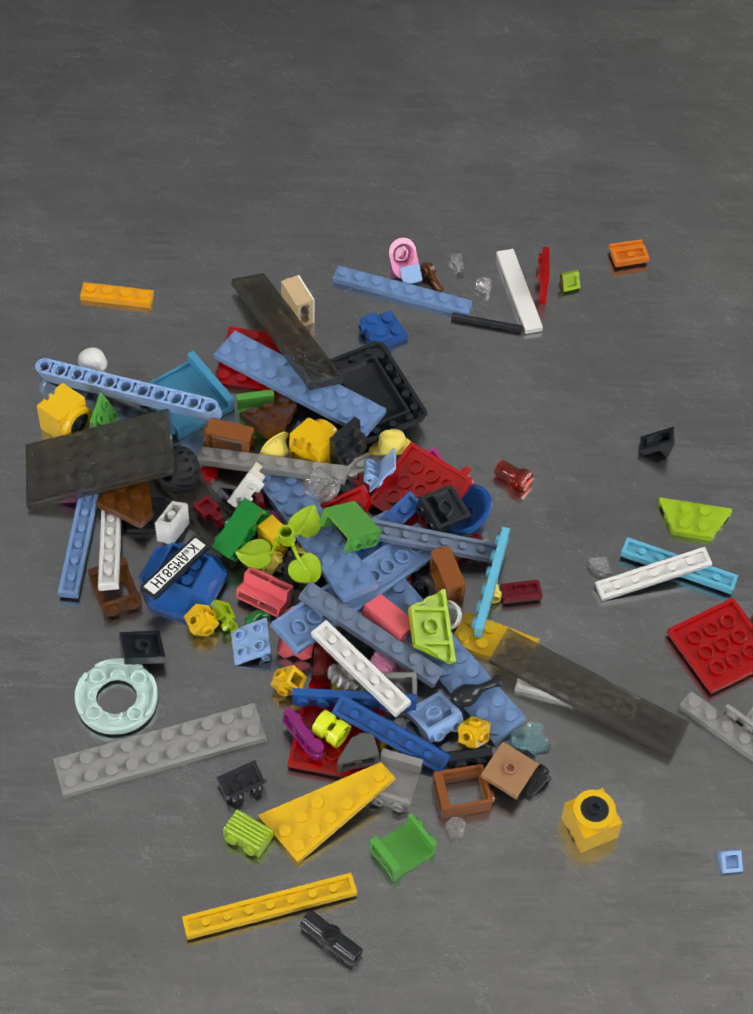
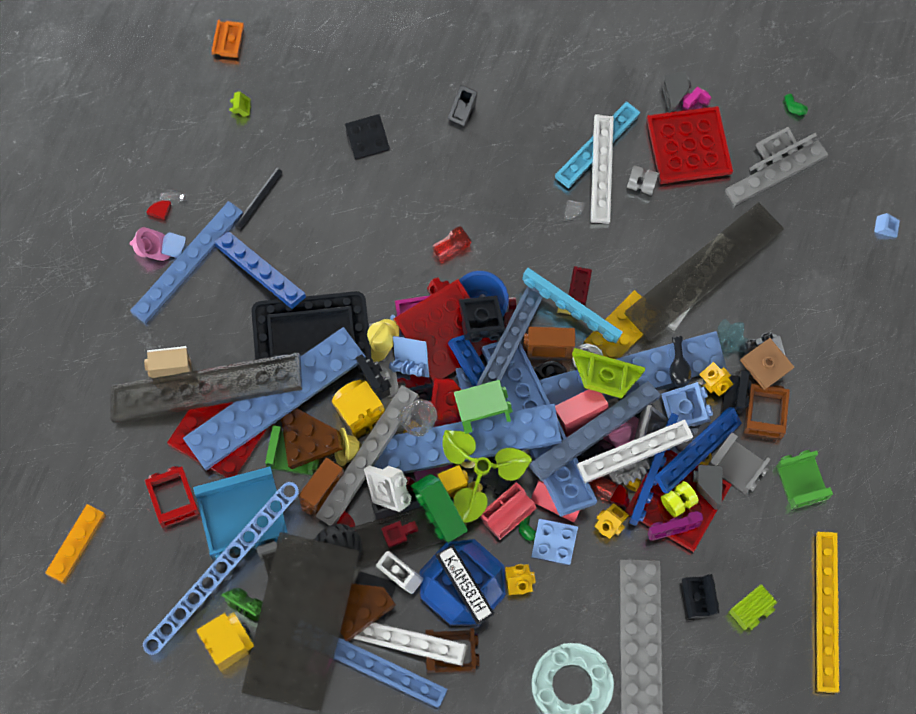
camera: 70 degrees left, 15 degrees up
(92, 359) = (156, 594): white hair -> none
(142, 647) = (530, 644): black plate -> none
(174, 359) = (177, 514): none -> red window
(224, 614) = (517, 556): lime plate -> none
(314, 817) = (754, 538): yellow wing -> none
(320, 929) = (863, 575): black piece -> none
(382, 328) = (230, 297): blue plate -> none
(415, 338) = (260, 269): none -> plate
(428, 272) = (177, 227): reddish brown plate -> none
(441, 257) = (159, 209): none -> red tile
(456, 821) = (796, 434): clear plate -> none
(484, 284) = (212, 183): clear plate -> none
(519, 291) = (231, 154): white tile -> none
(543, 273) = (226, 122): red wing -> none
(588, 380) = (367, 136): none -> black hinge
(591, 819) = (828, 316): yellow piece -> none
(659, 612) = (649, 180): none -> light grey wheel
(693, 519) = (551, 112): lime wing -> none

